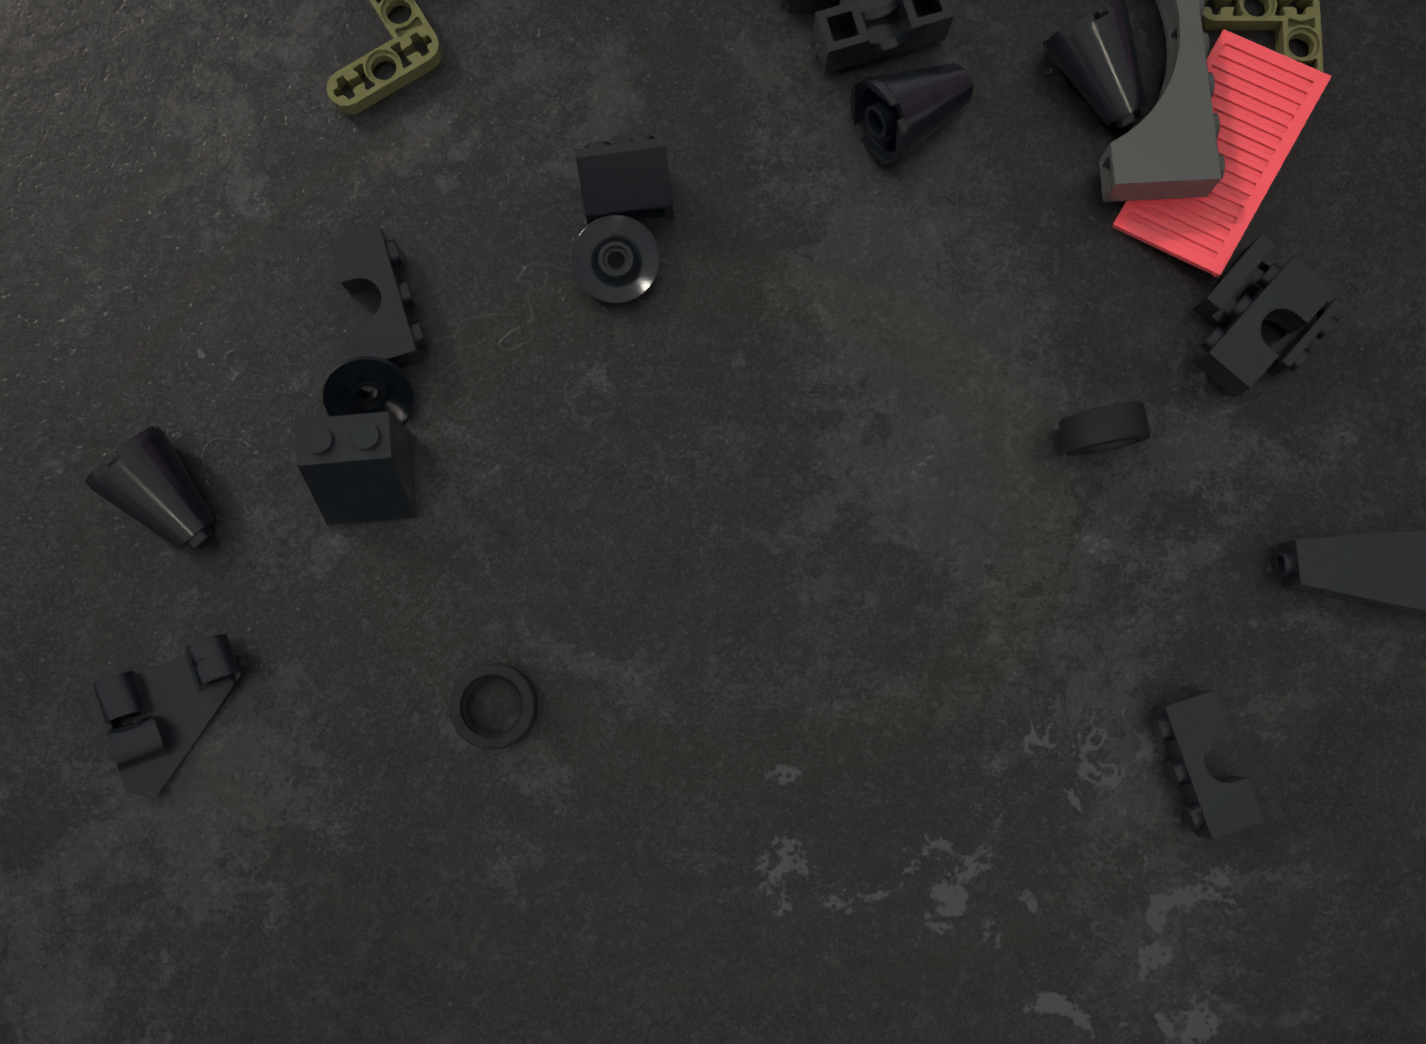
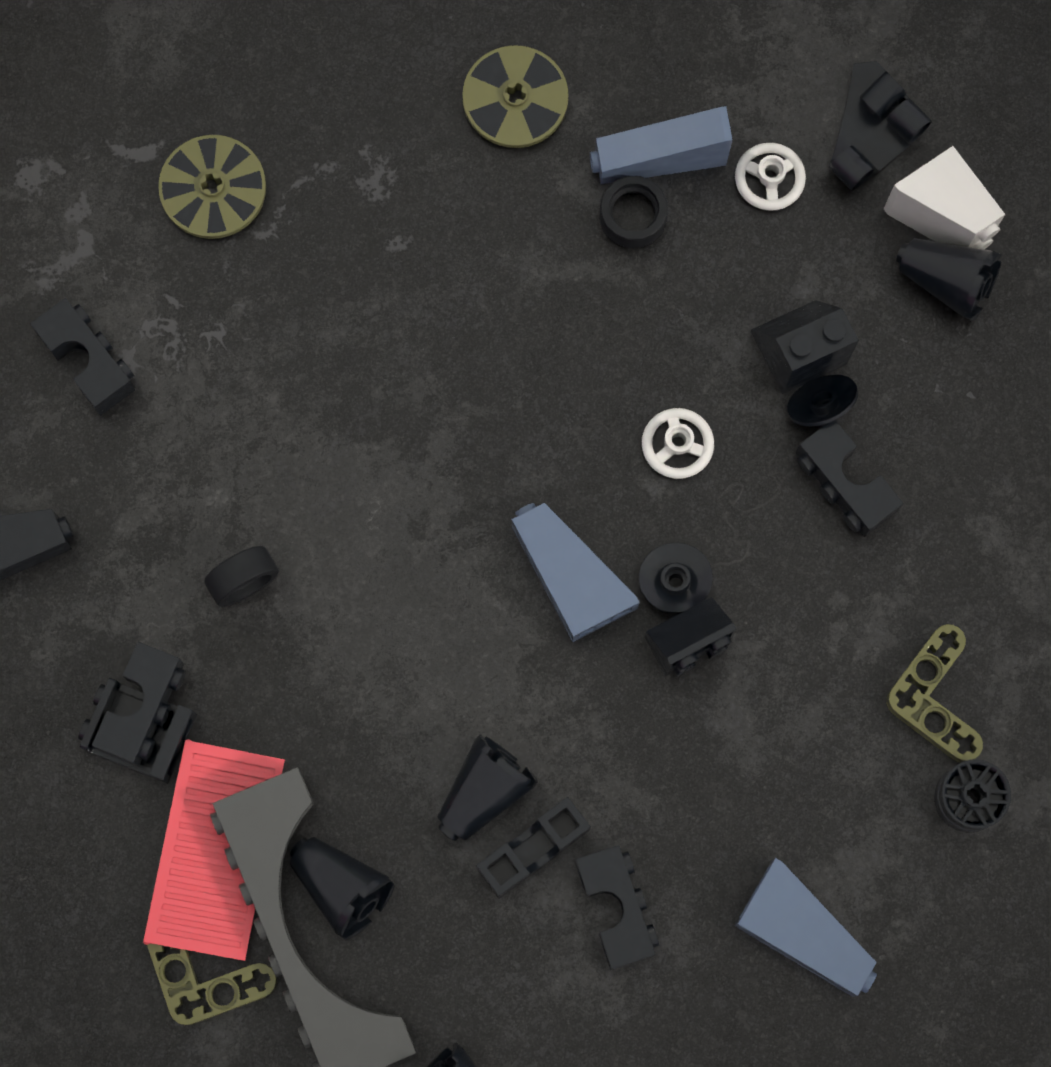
camera: 160 degrees right, 5 degrees down
(117, 570) = (946, 203): none -> white slope
(298, 694) = (770, 163): none -> white piece
(425, 769) = (665, 147): none -> sand blue slope
(540, 403) = (680, 430): none -> white piece
(578, 946) = (526, 120): none -> olive piece
(728, 300) = (574, 578): none -> sand blue slope
(1010, 953) = (228, 164): none -> olive piece

